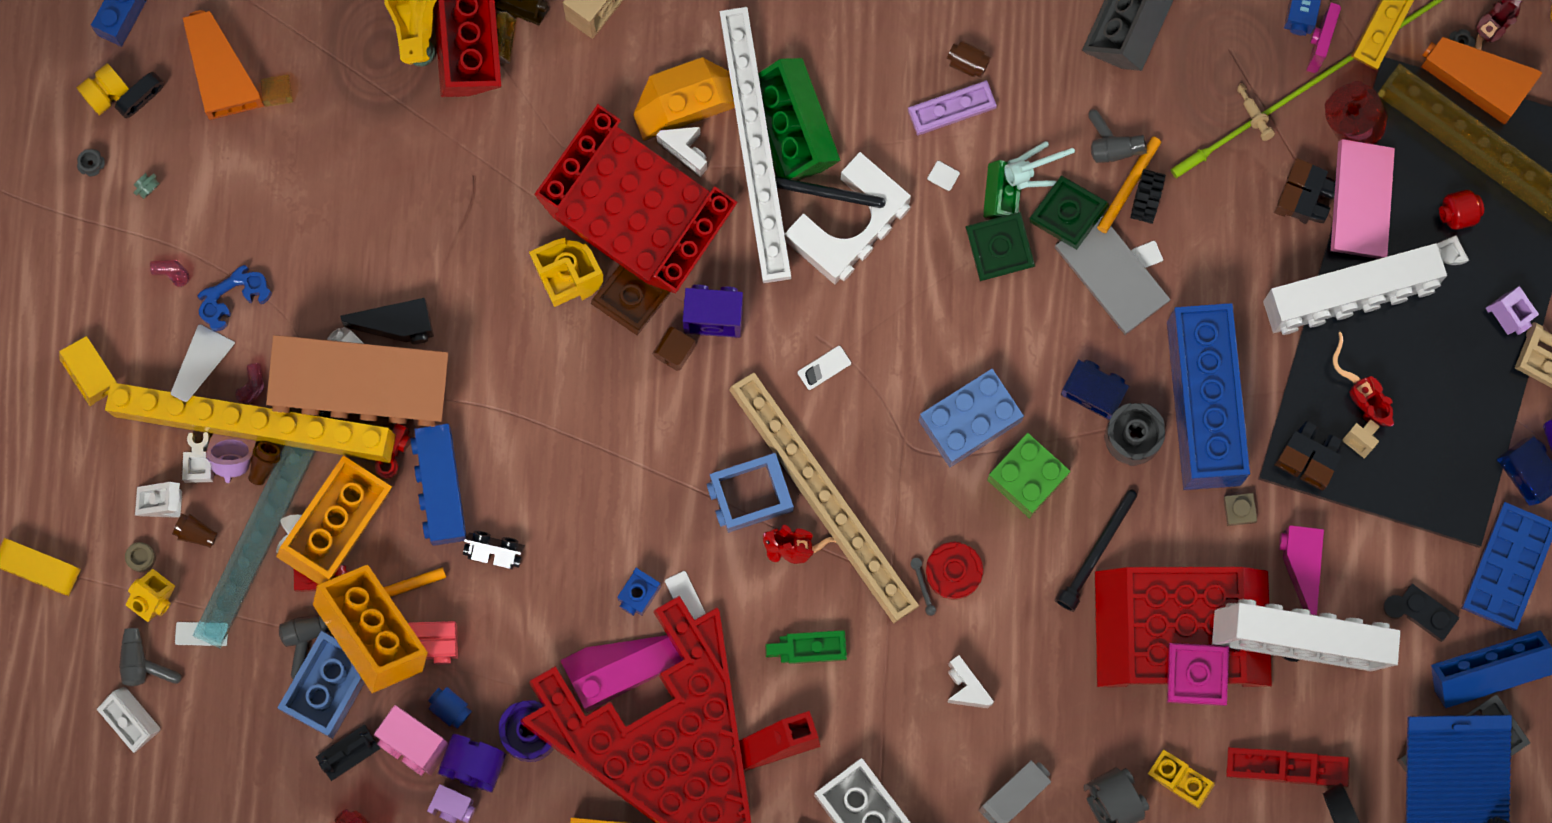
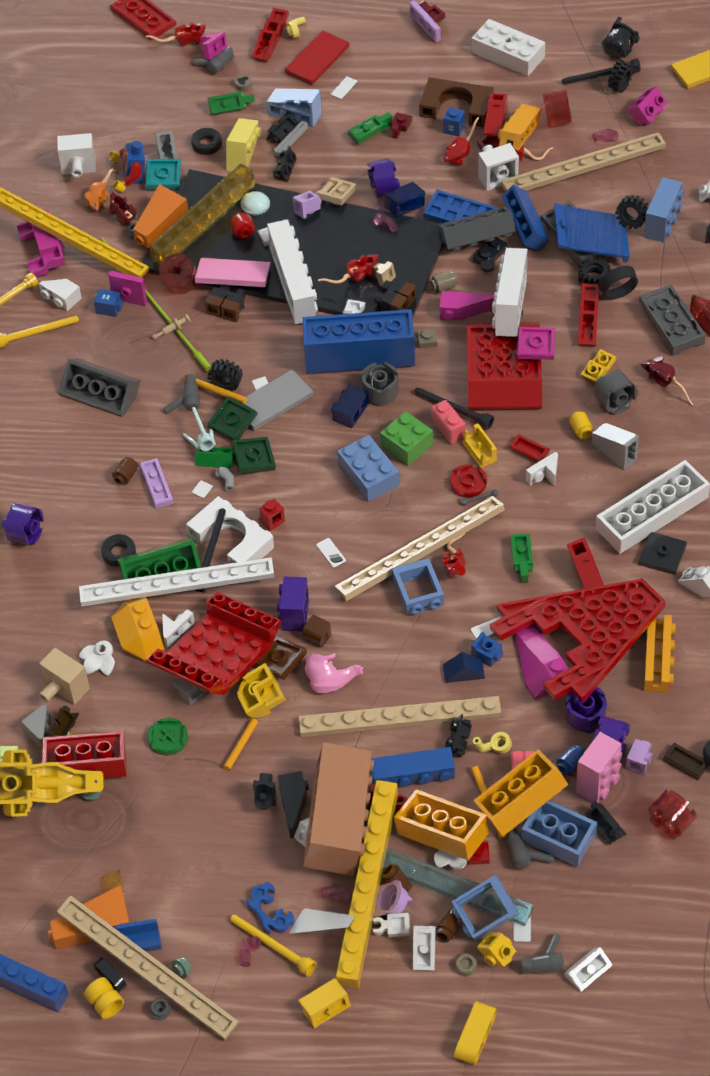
camera: 85 degrees left, 25 degrees down
(138, 139) = (148, 967): none -> tan plate
(145, 344) = (305, 965): none -> yellow piece
(192, 129) = (142, 933): none -> blue panel
(221, 600) = (459, 911): none -> medium blue window
(398, 282) = (264, 792): none -> black hips
(478, 600) = (494, 743): none -> light yellow plate
(492, 249) = (240, 744): none -> light orange bar
(507, 149) = (167, 736): none -> green tile
(532, 470) = (399, 716): none -> tan plate
(595, 360) = (325, 677): none -> bright pink piece
(608, 559) = (463, 668): none -> dark blue slope
(634, 43) = (98, 660): none -> white plate
(831, 44) = (116, 540): none -> black tyre
(884, 276) = (268, 511): none -> red brick
(961, 211) = (224, 473): none -> light grey arm
(1014, 587) = (480, 446): none -> yellow hinge
(1015, 664) = (529, 448): none -> red tile
(1057, 745) = (581, 425): none -> yellow brick
(1060, 539) = (448, 422): none -> coral brick
(1294, 391) = (354, 307): none -> white tile
(1354, 535) = (444, 281): none -> dark tan brick
(1364, 793) = (592, 266): none -> black tyre
(1463, 587) = (477, 228): none -> dark grey slope
(1484, 441) = (387, 220): none -> clear pink arm
(1521, 230) = (255, 203): none -> light aqua hat

